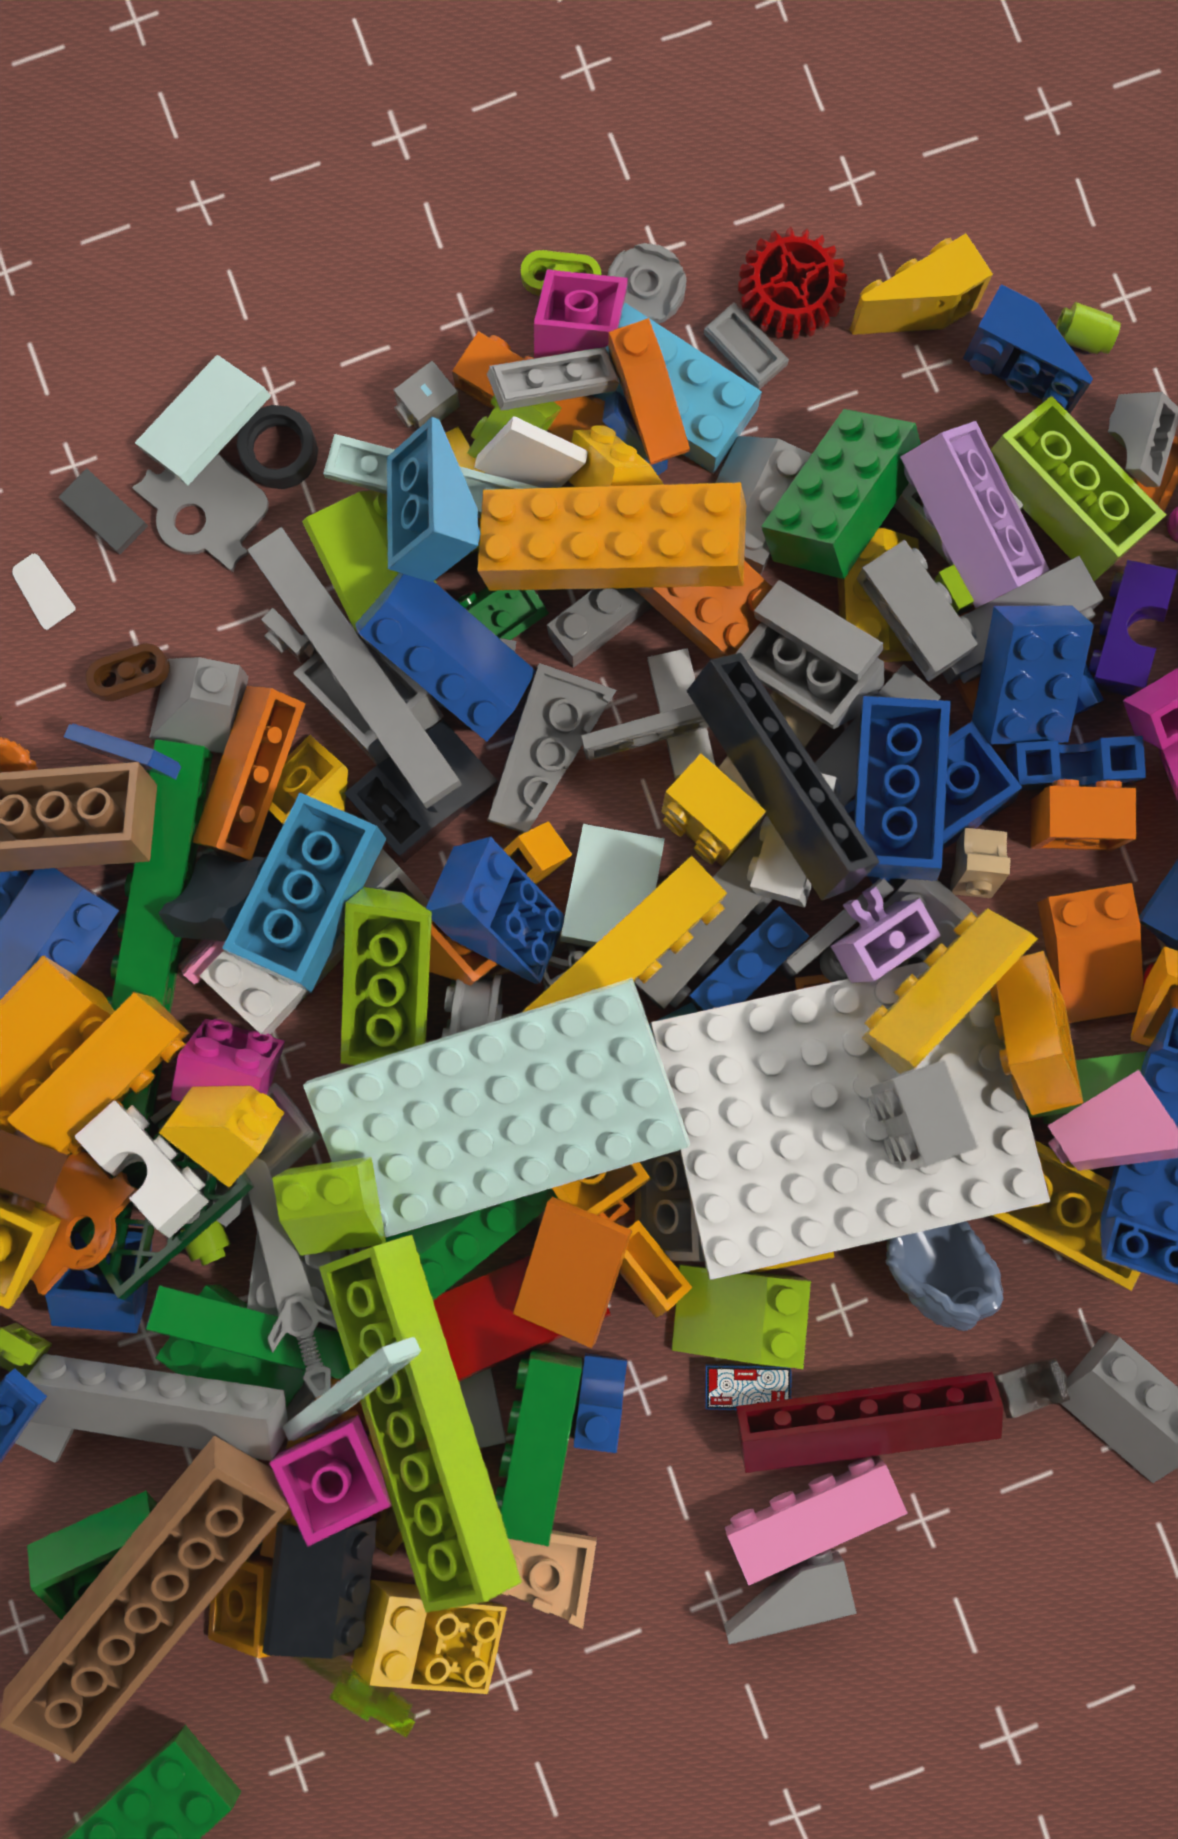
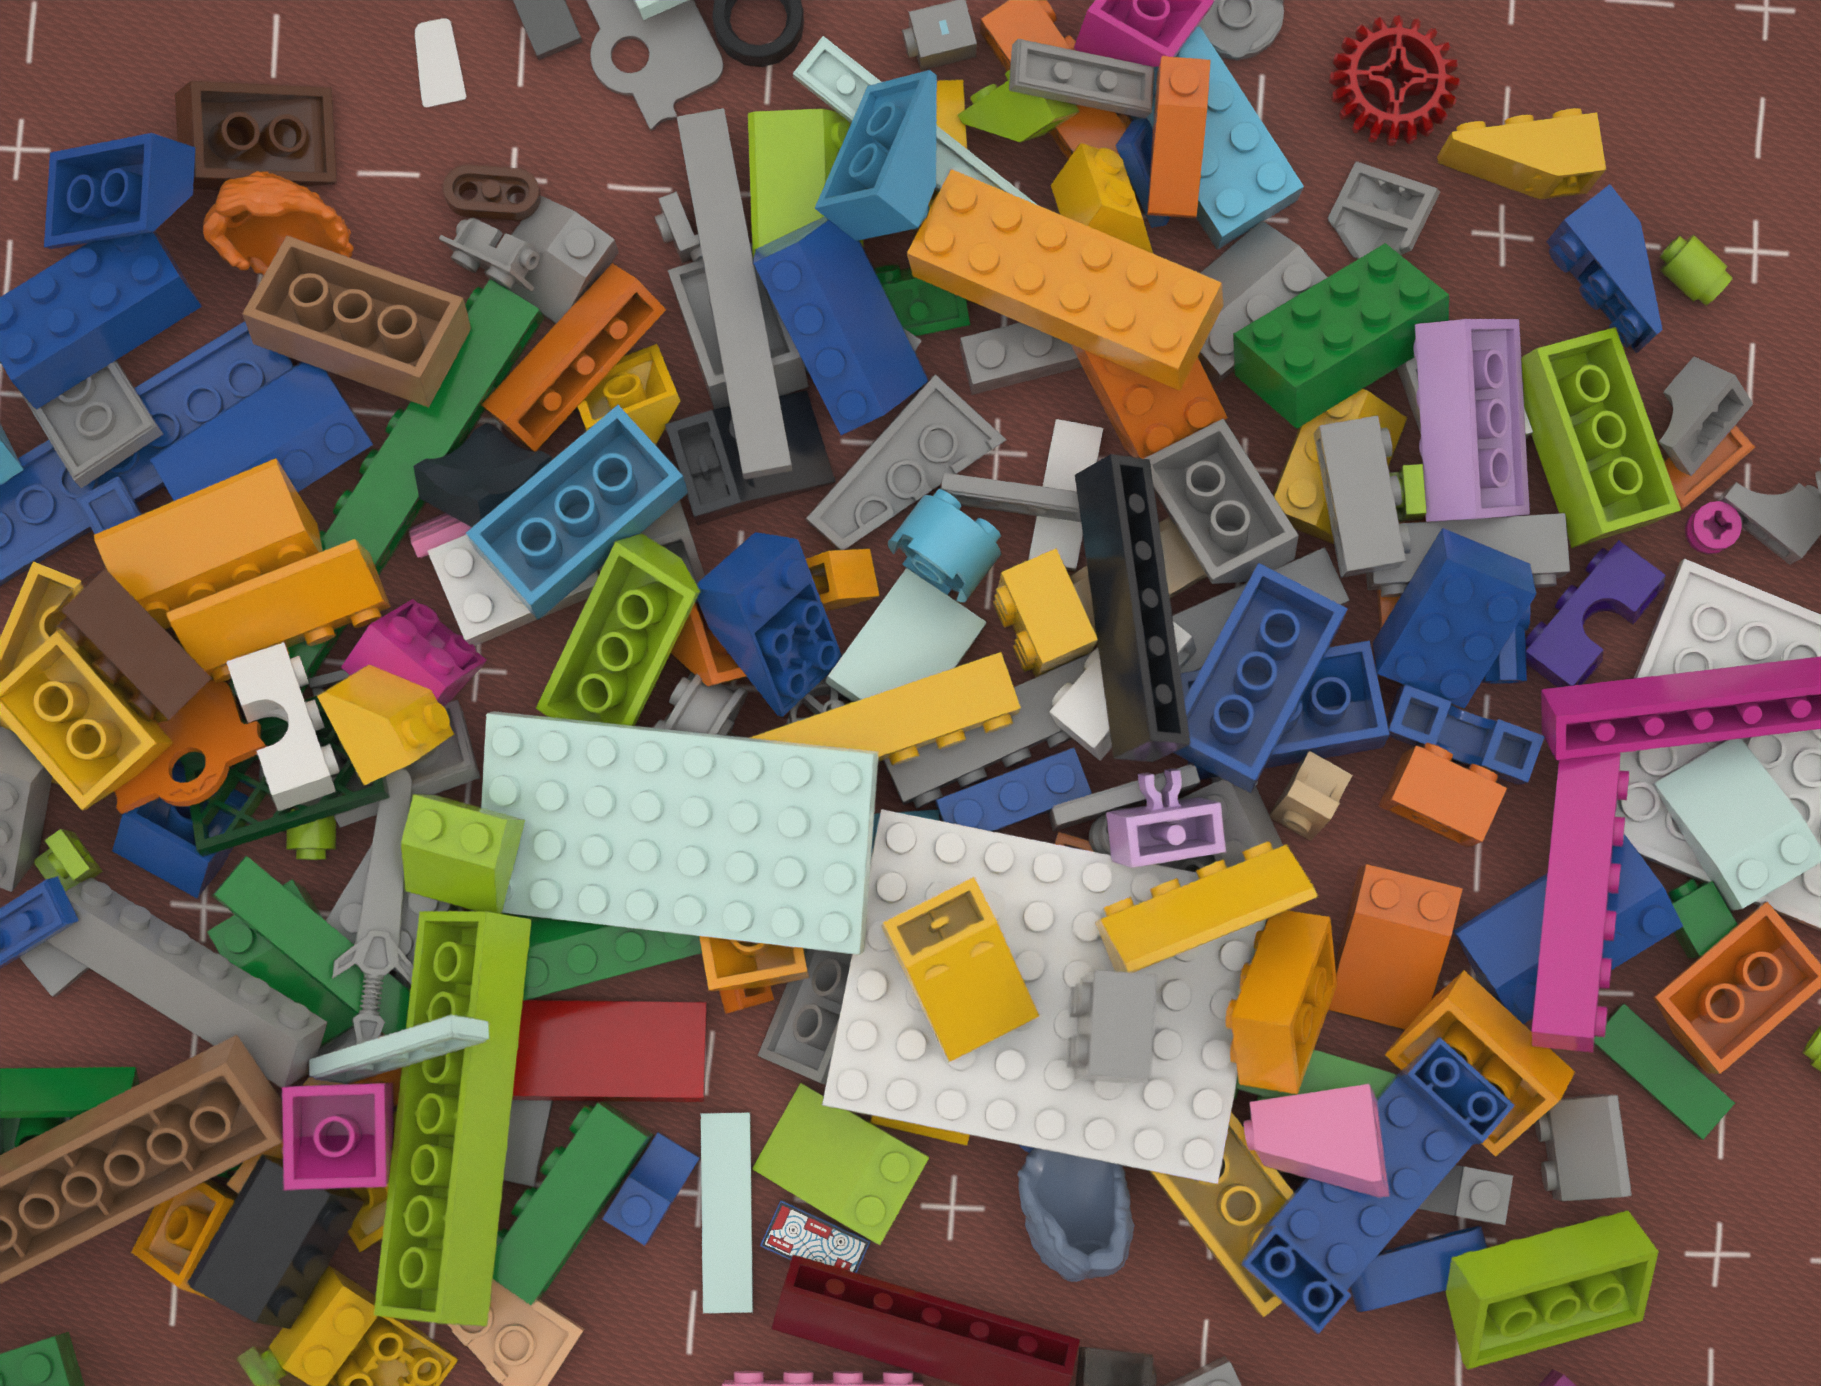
camera: 20 degrees right, 0 degrees up
(122, 750) = (450, 275): blue tile -> none
(134, 721) = (505, 264): none -> light grey hinge
(530, 456) = (1021, 152): white tile -> none
(572, 1272) = (681, 1034): orange tile -> none
(608, 791) = (946, 544): none -> medium azure brick
(652, 1272) = (762, 1068): light orange brick -> none
(667, 1395) = (726, 1212): none -> light aqua tile
(746, 346) = (1314, 126): light grey tile -> none
(774, 1122) = (960, 969): none -> yellow slope
(818, 630) = (1244, 471): light grey tile -> none
(826, 385) = (1381, 209): none -> light grey slope

